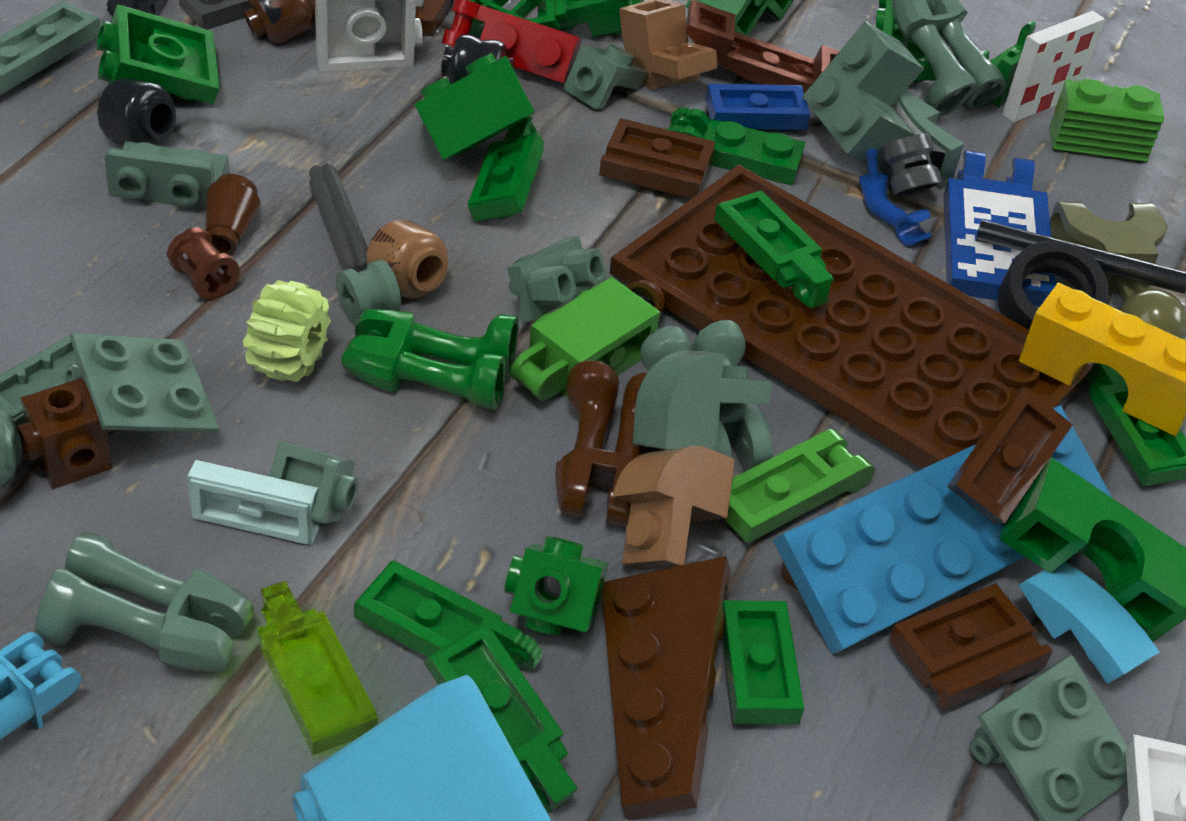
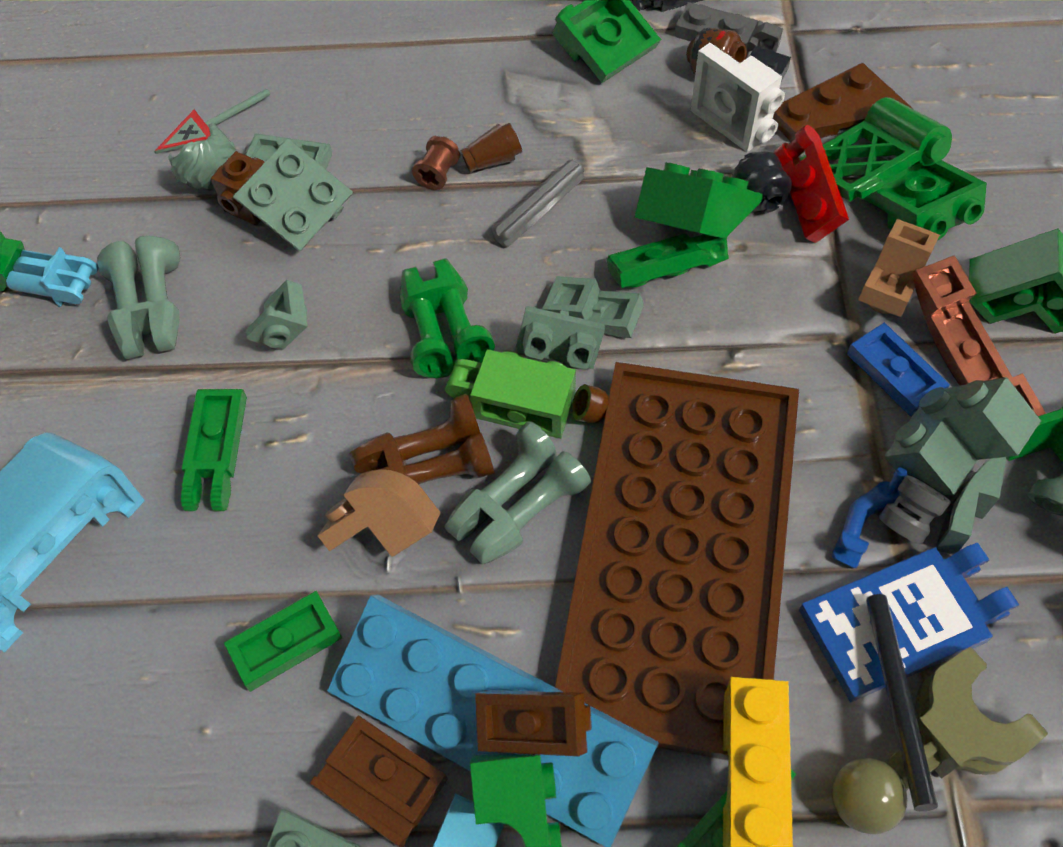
camera: 70 degrees right, 15 degrees up
(136, 112) = (543, 55): black head -> none
(163, 174) = (509, 100): sand green bracket -> none
(252, 502) = (247, 290): light aqua tile -> none
(287, 330) = (392, 231): yellowish green gear -> none
(313, 672) = (143, 397): clear neon green hinge -> none
(368, 289) = (473, 251): sand green wheel -> none
(413, 254) = (519, 253): medium nougat head -> none
(499, 248) = (586, 301): none -> sand green slope
(515, 706) = (143, 510): green hinge -> none
(579, 579) = (266, 487): green brick -> none
(598, 72) = (839, 253): sand green bracket -> none
(657, 158) = (766, 336): reddish brown plate -> none
(661, 676) = (228, 588): reddish brown wing -> none
(683, 397) = (468, 469): sand green brick -> none
(763, 153) = (838, 382): green hinge -> none
(777, 245) = (701, 454): green hinge -> none
(794, 484) = (470, 587): bright green plate -> none
(1049, 257) = (876, 695): black tyre -> none

